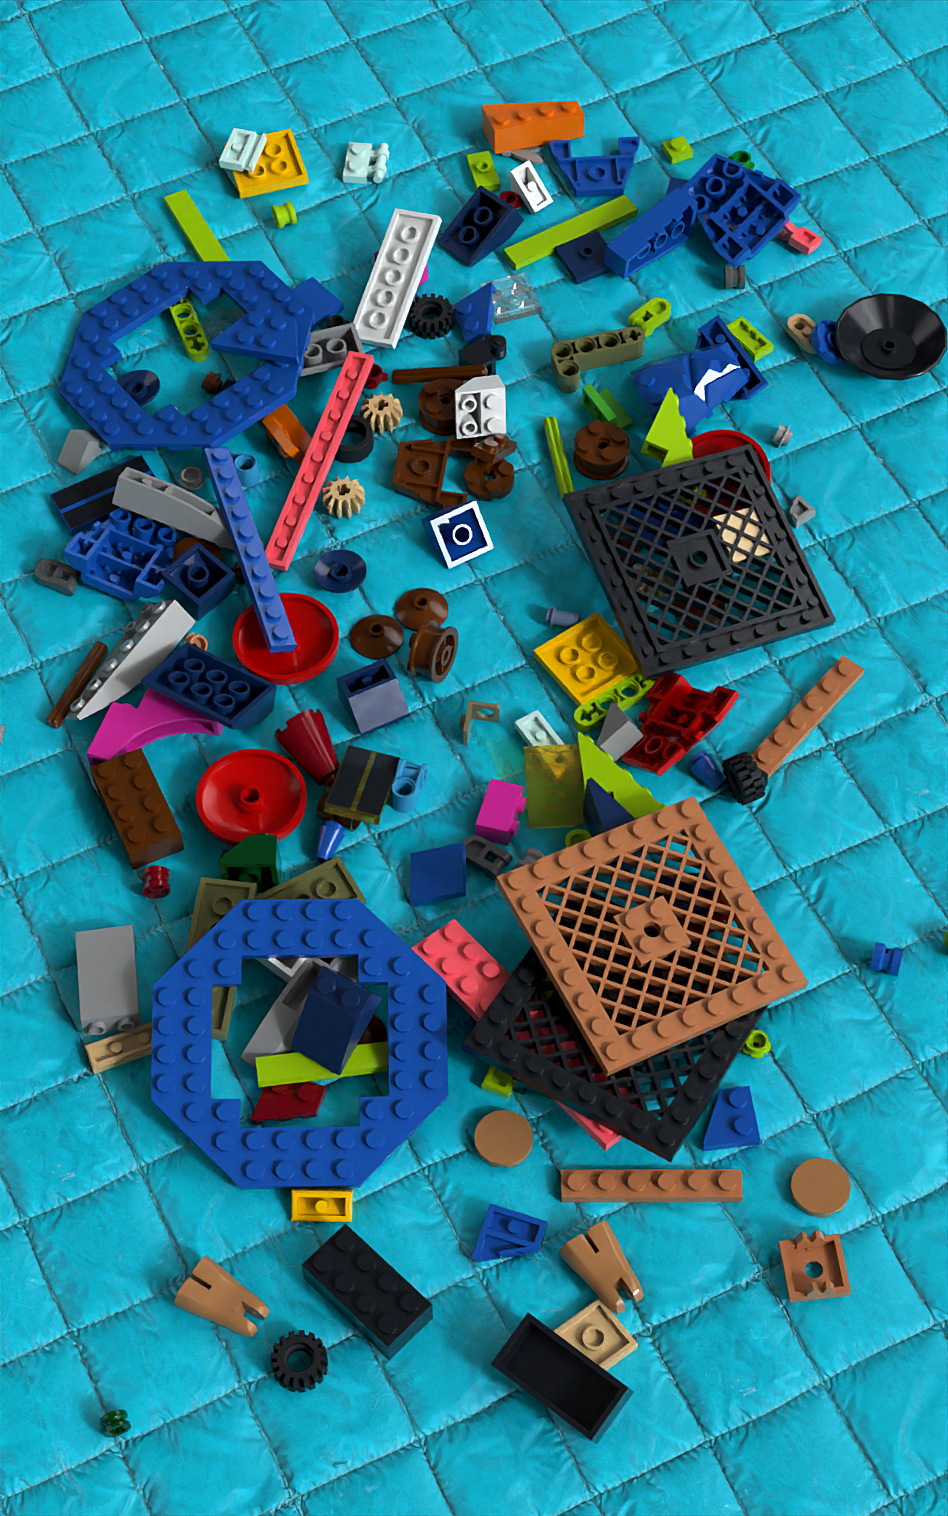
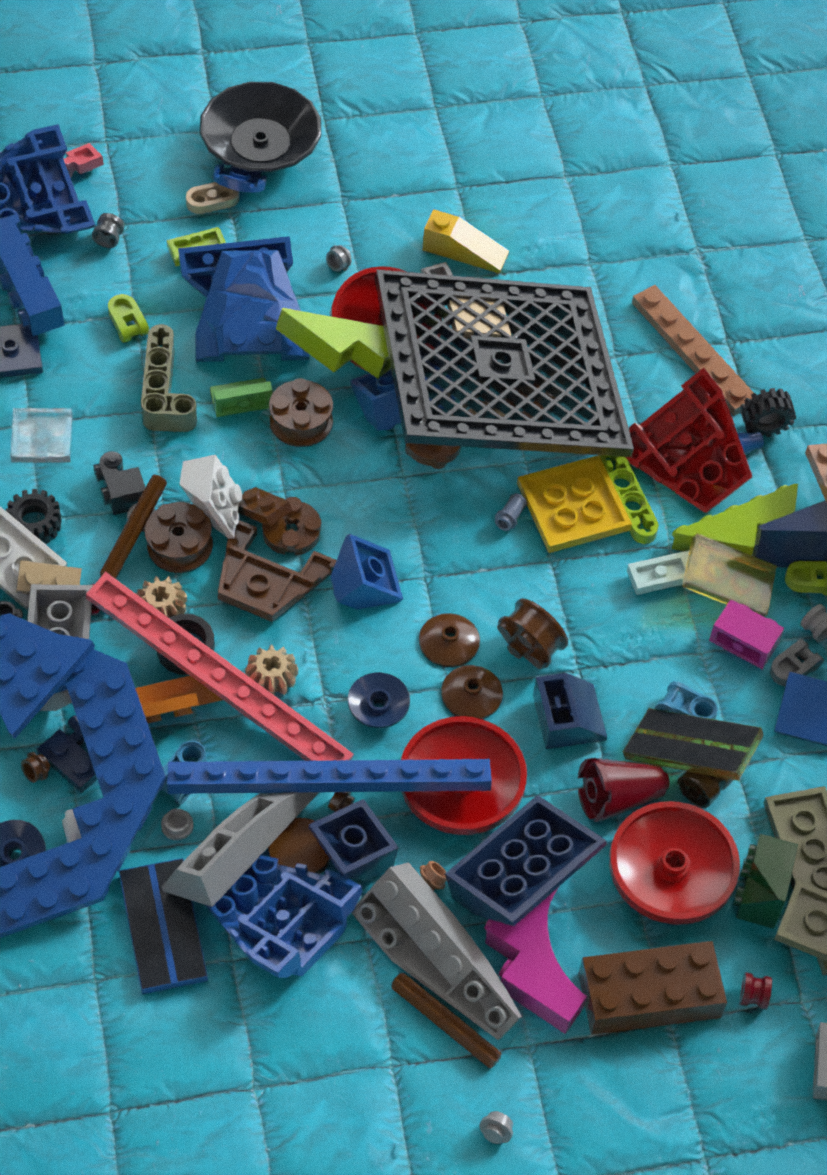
camera: 80 degrees left, 0 degrees up
(50, 572) = (267, 1015): dark grey plate -> none
(80, 450) = (82, 939): light grey slope -> none
(328, 840) = (741, 804): blue cone -> none
(371, 336) = (45, 574): none -> tan plate
(473, 713) = (623, 631): dark tan bracket -> none
(475, 313) = (53, 471): blue wing -> none
(558, 455) = (289, 456): lime axle -> none
(618, 733) = (677, 498): light grey slope -> none
(841, 516) = (460, 241): none -> yellow slope

